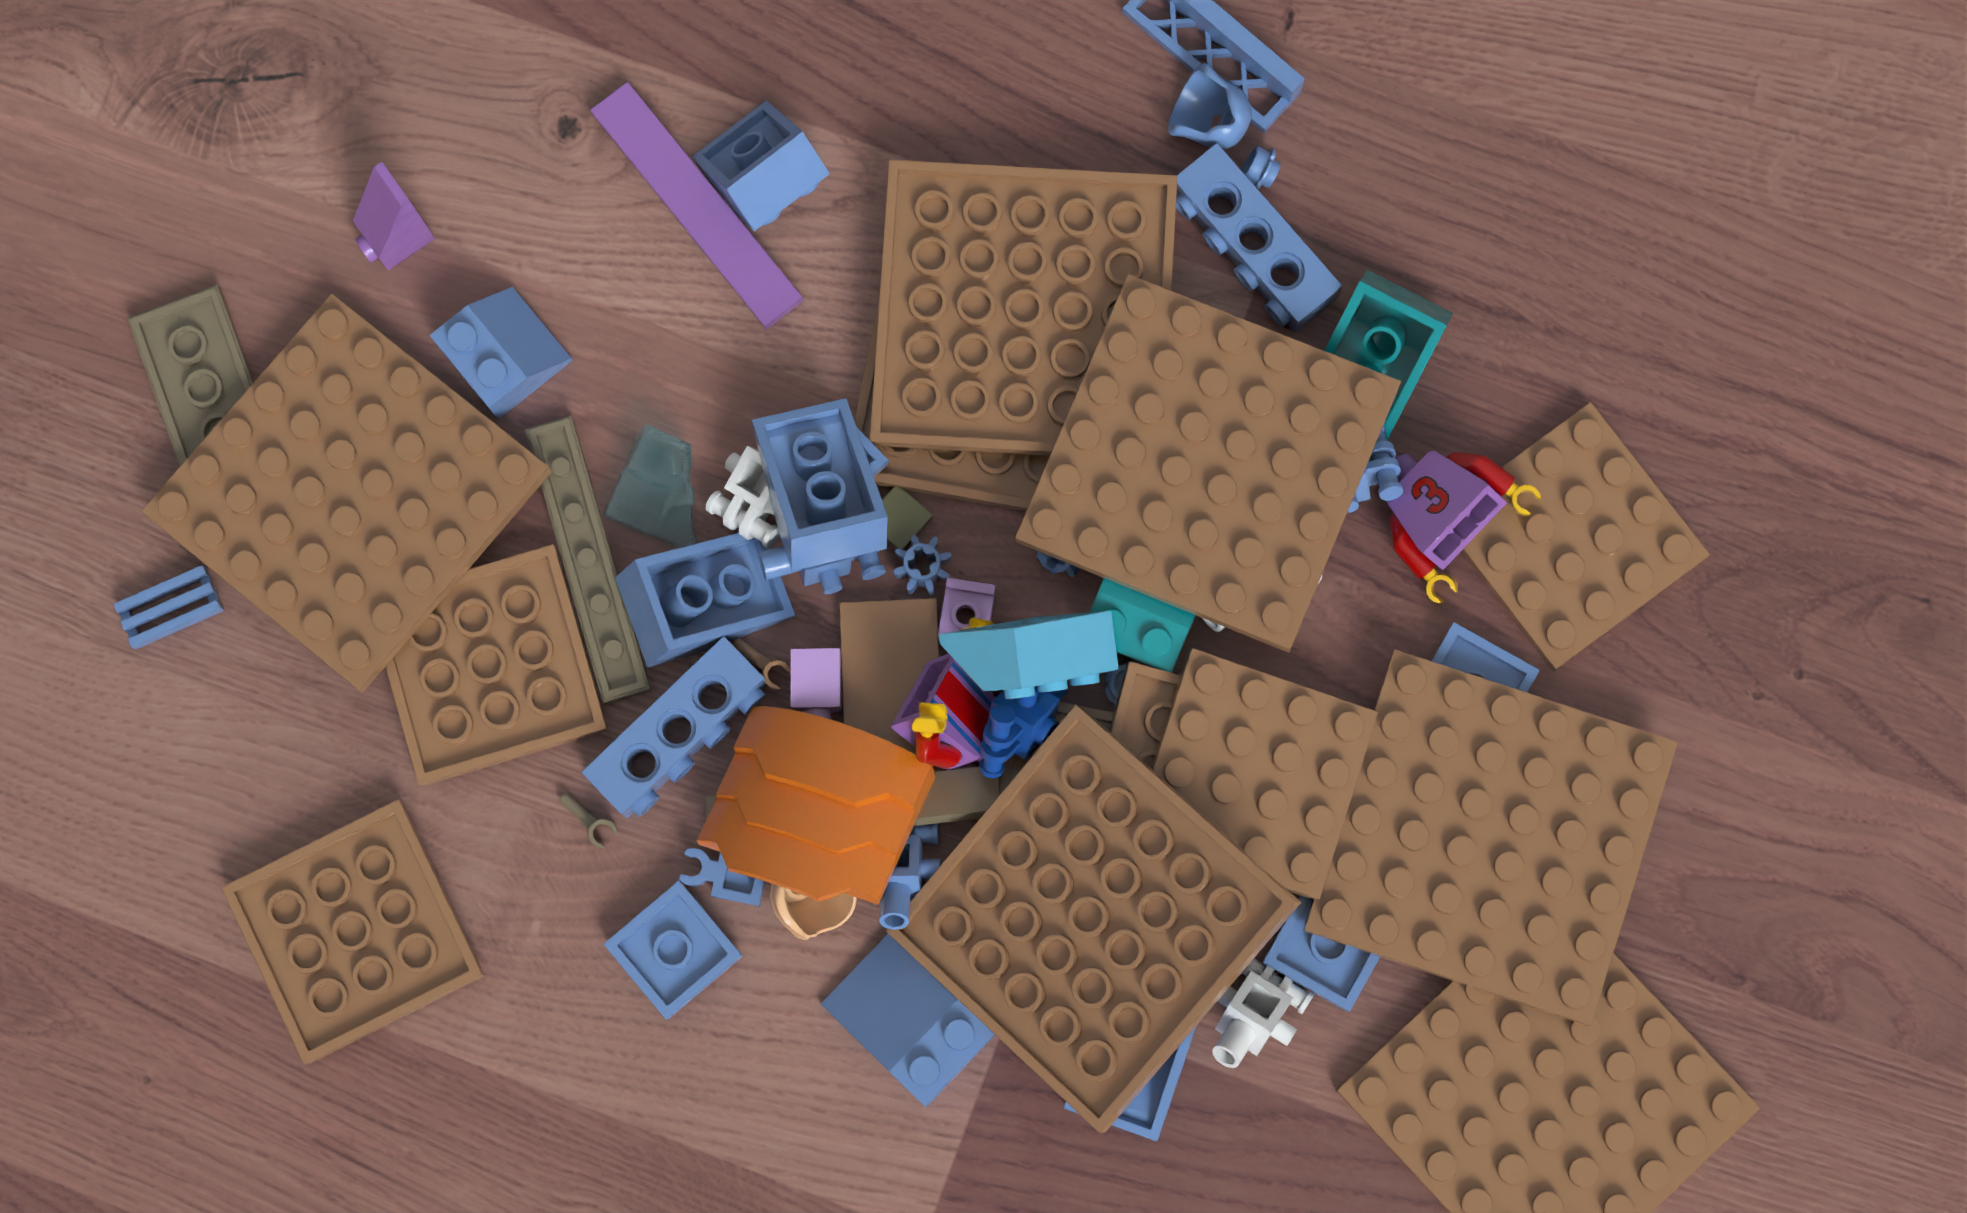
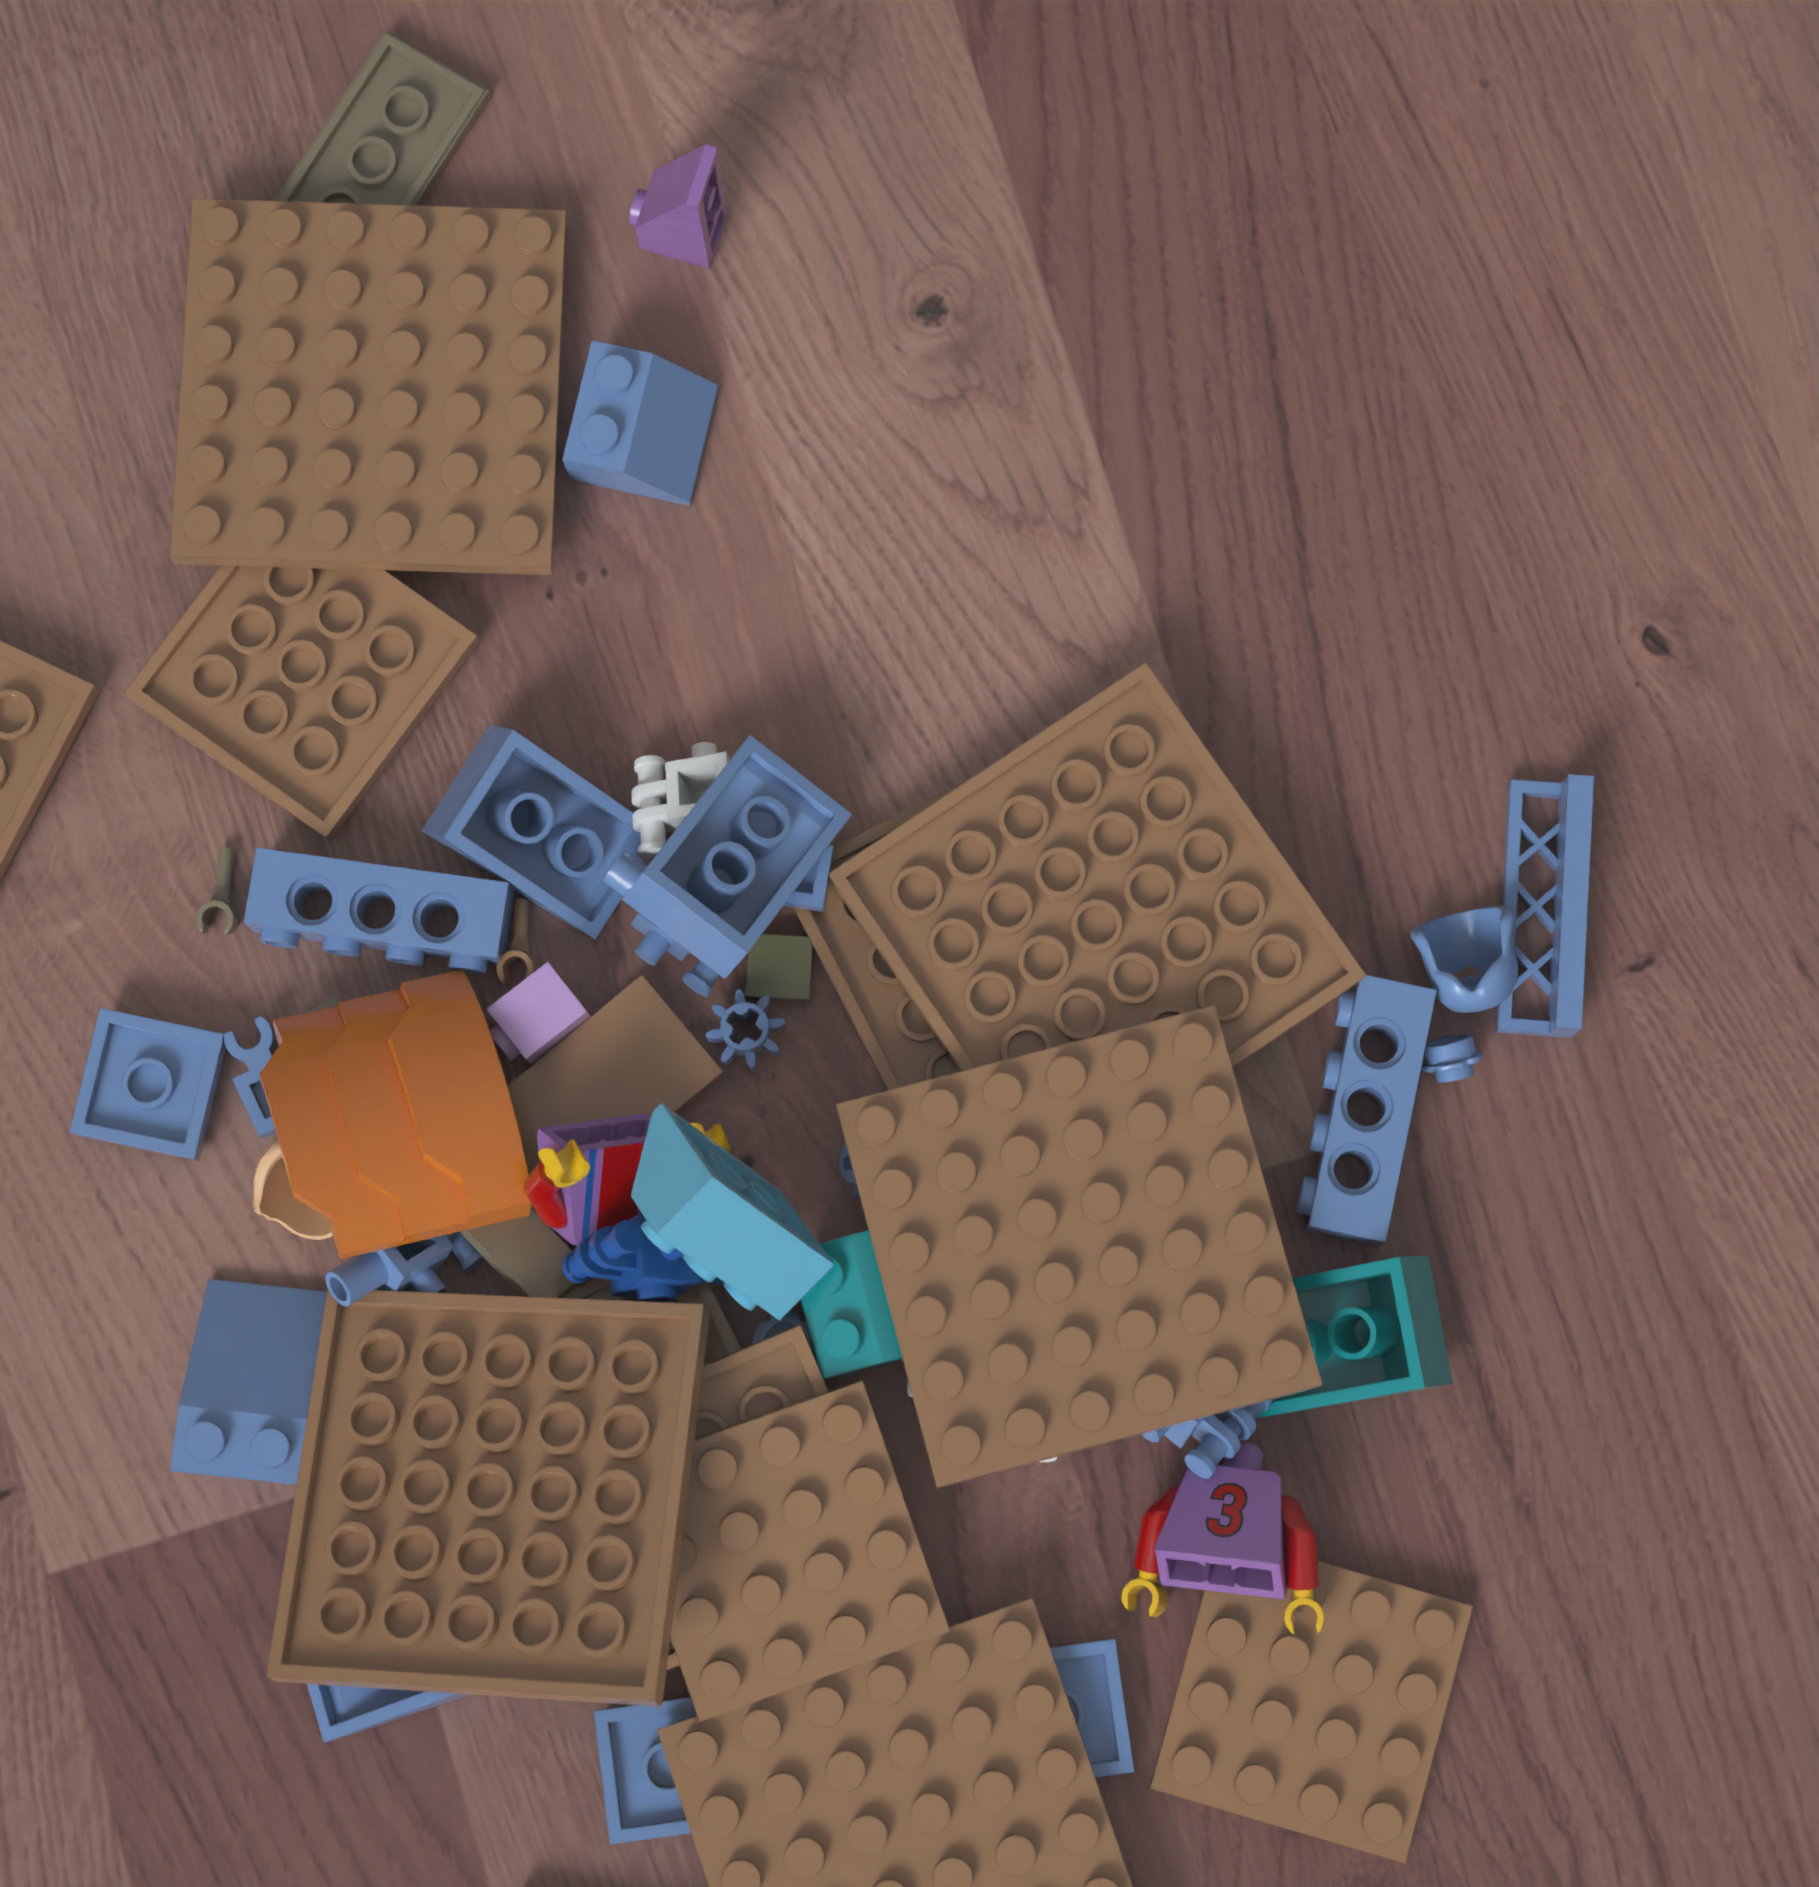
camera: 50 degrees right, 0 degrees up
(164, 589) = (78, 280): medium blue tile -> none
(588, 561) = (491, 682): dark tan tile -> none
(655, 489) = (616, 695): clear light blue slope -> none
(697, 205) = (949, 505): medium lavender tile -> none
(761, 165) = (1041, 536): medium blue slope -> none
(965, 594) = (752, 1113): lavender brick -> none
(1256, 1013) = (532, 1745): white piece -> none

